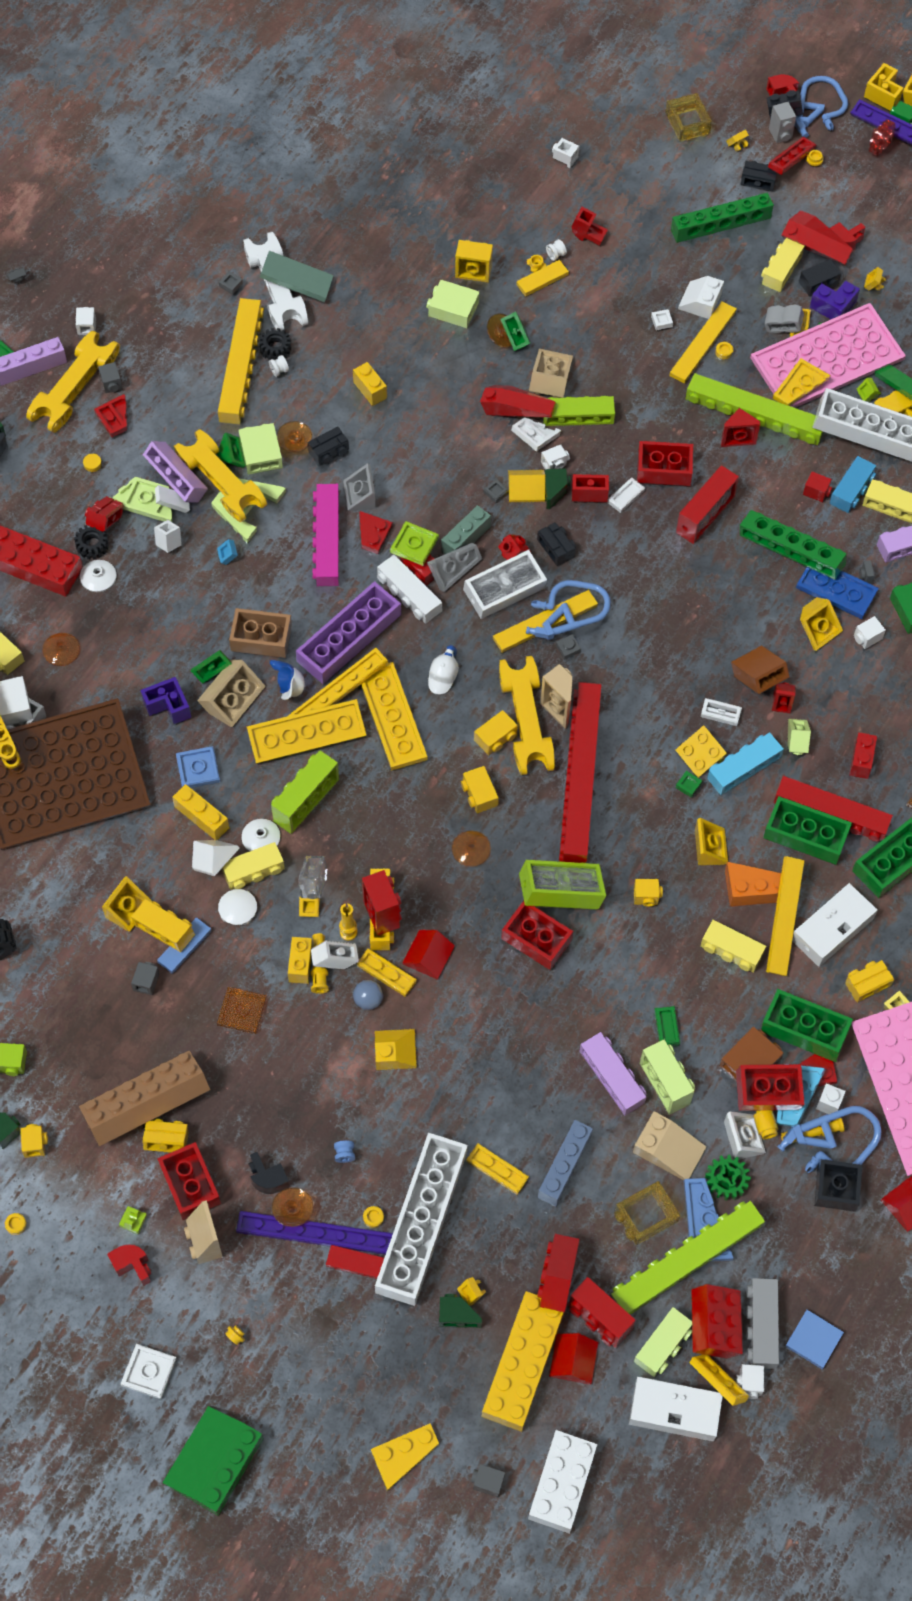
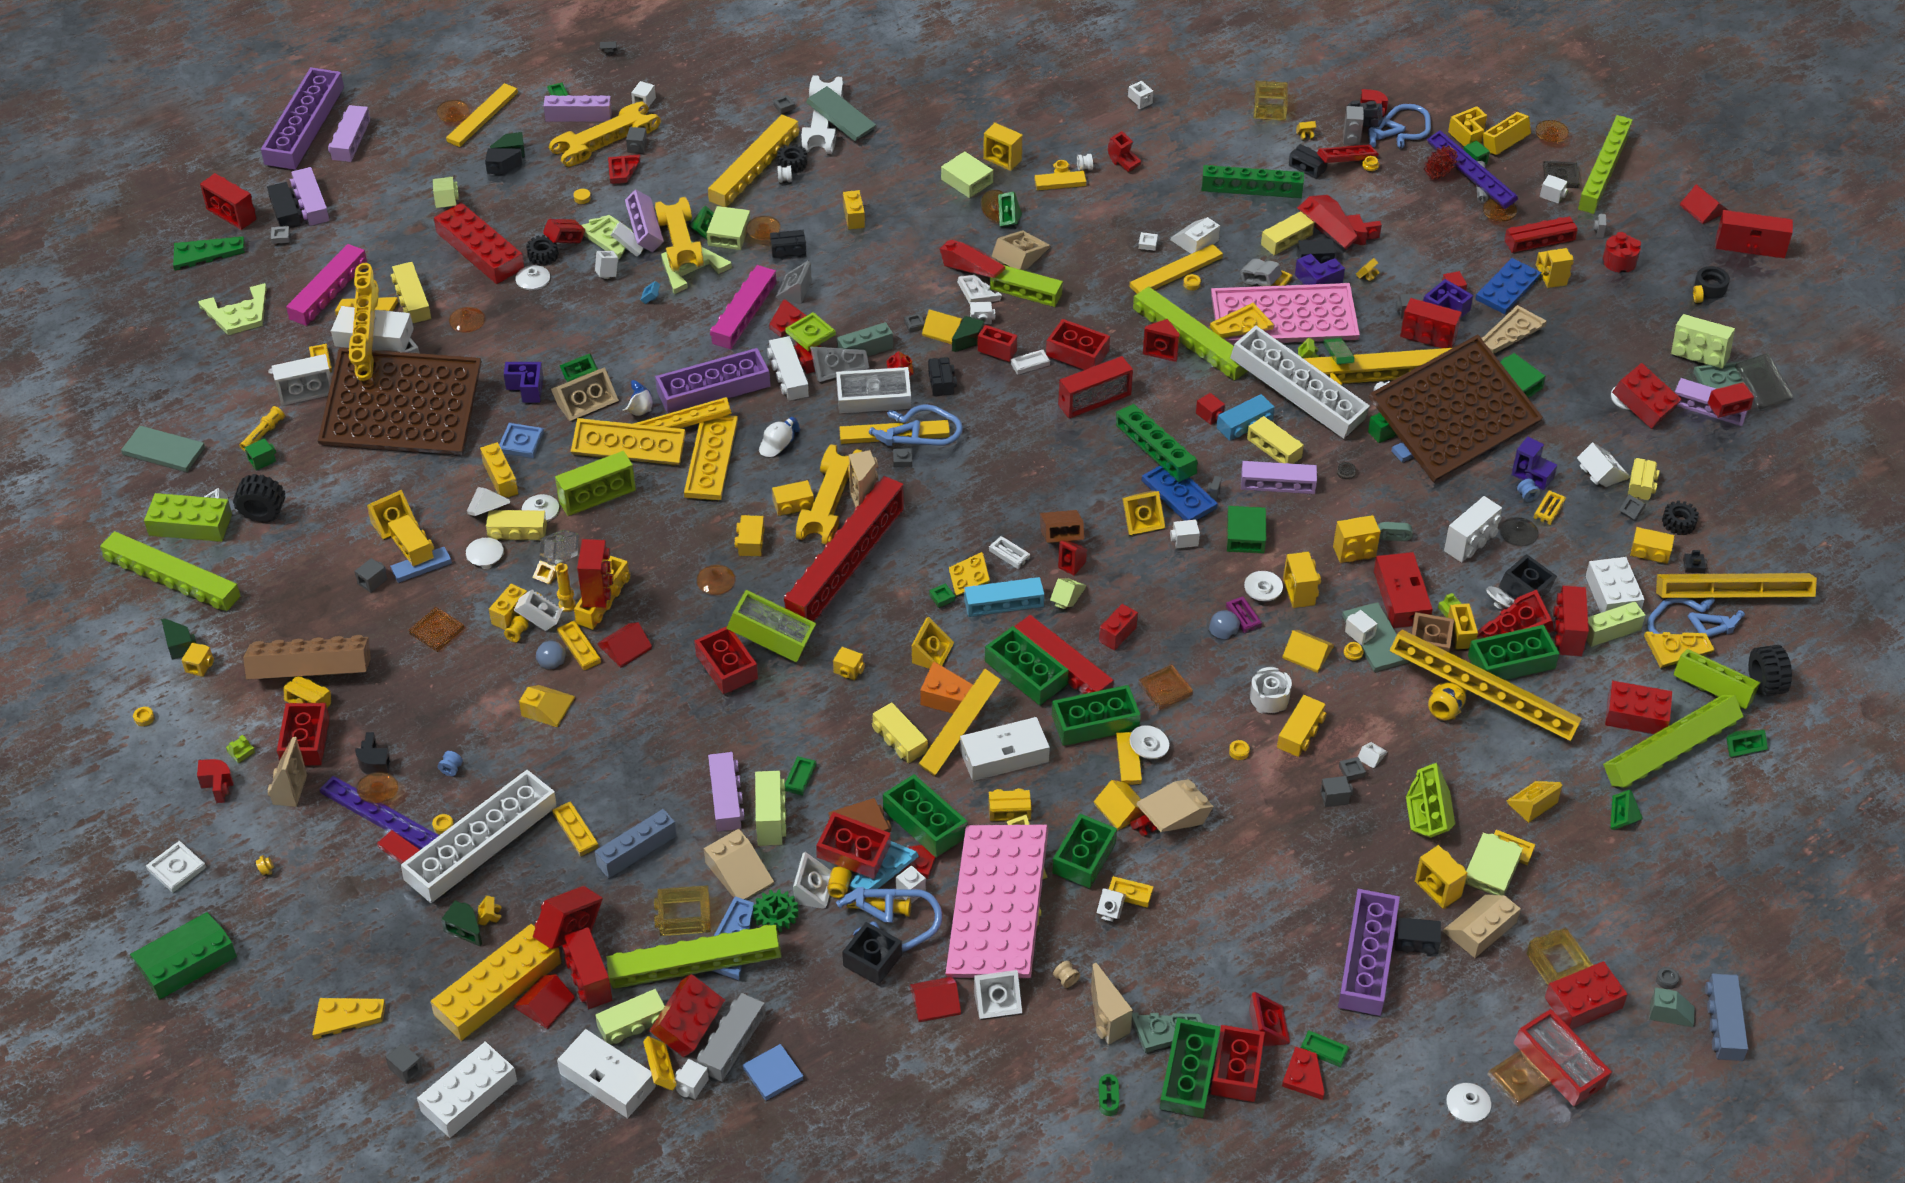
camera: 25 degrees right, 15 degrees down
(260, 633) = (637, 357): medium nougat brick -> none

